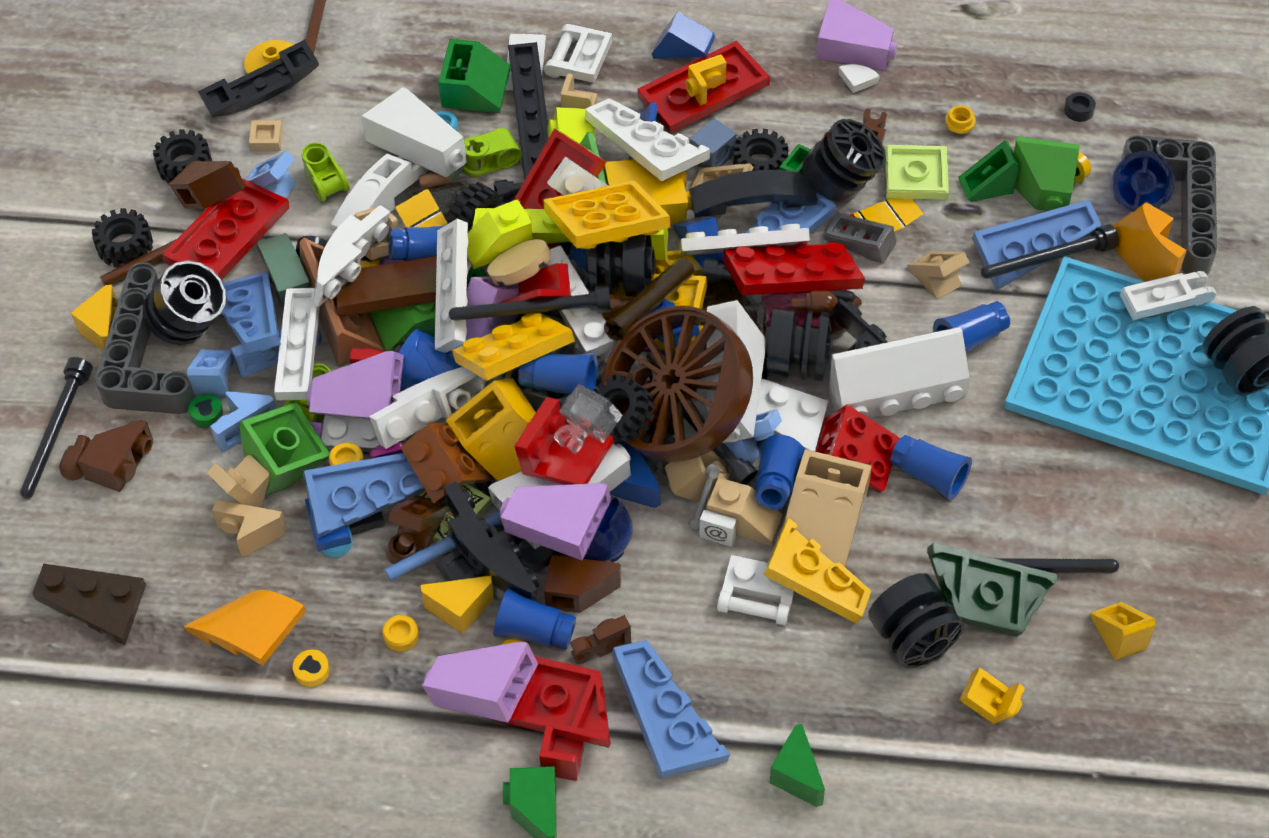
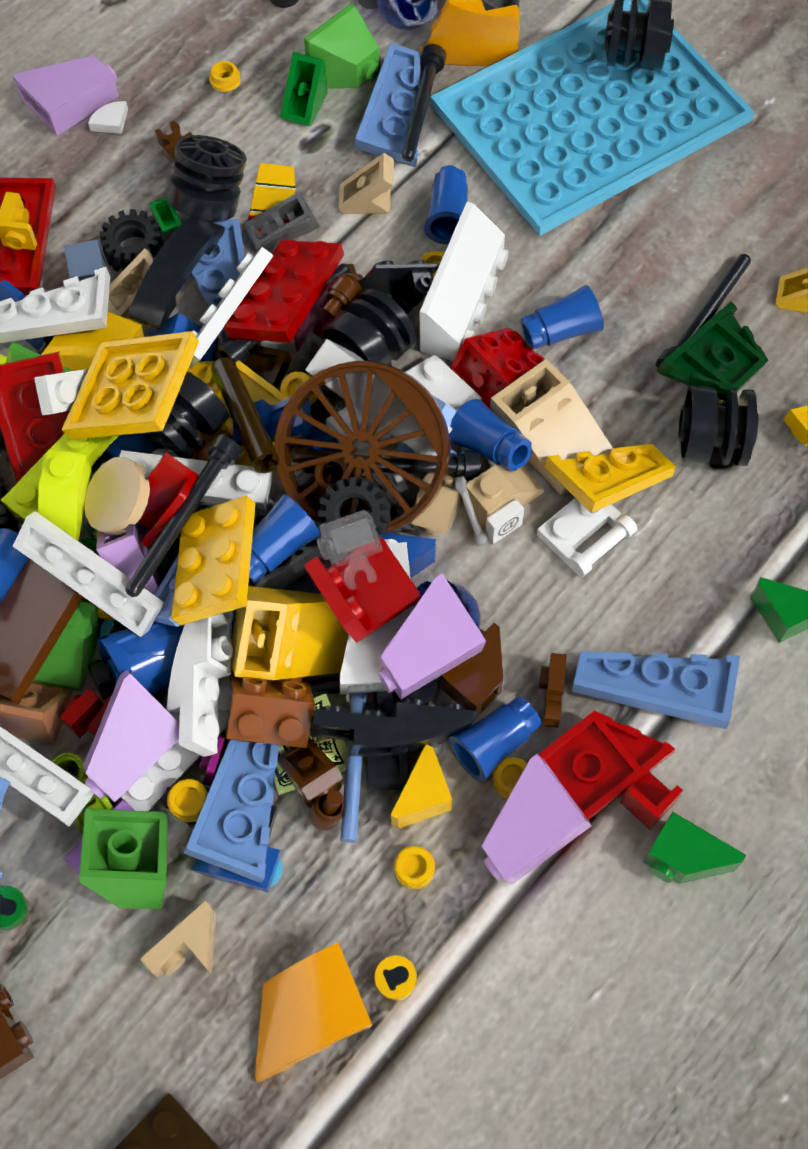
camera: 55 degrees left, 10 degrees up
(243, 406) = (48, 865): light blue slope -> none
(244, 483) = (140, 918): tan slope -> none
(916, 172) = (257, 137): yellowish green tile -> none
(1167, 294) = (530, 54): white hinge -> none

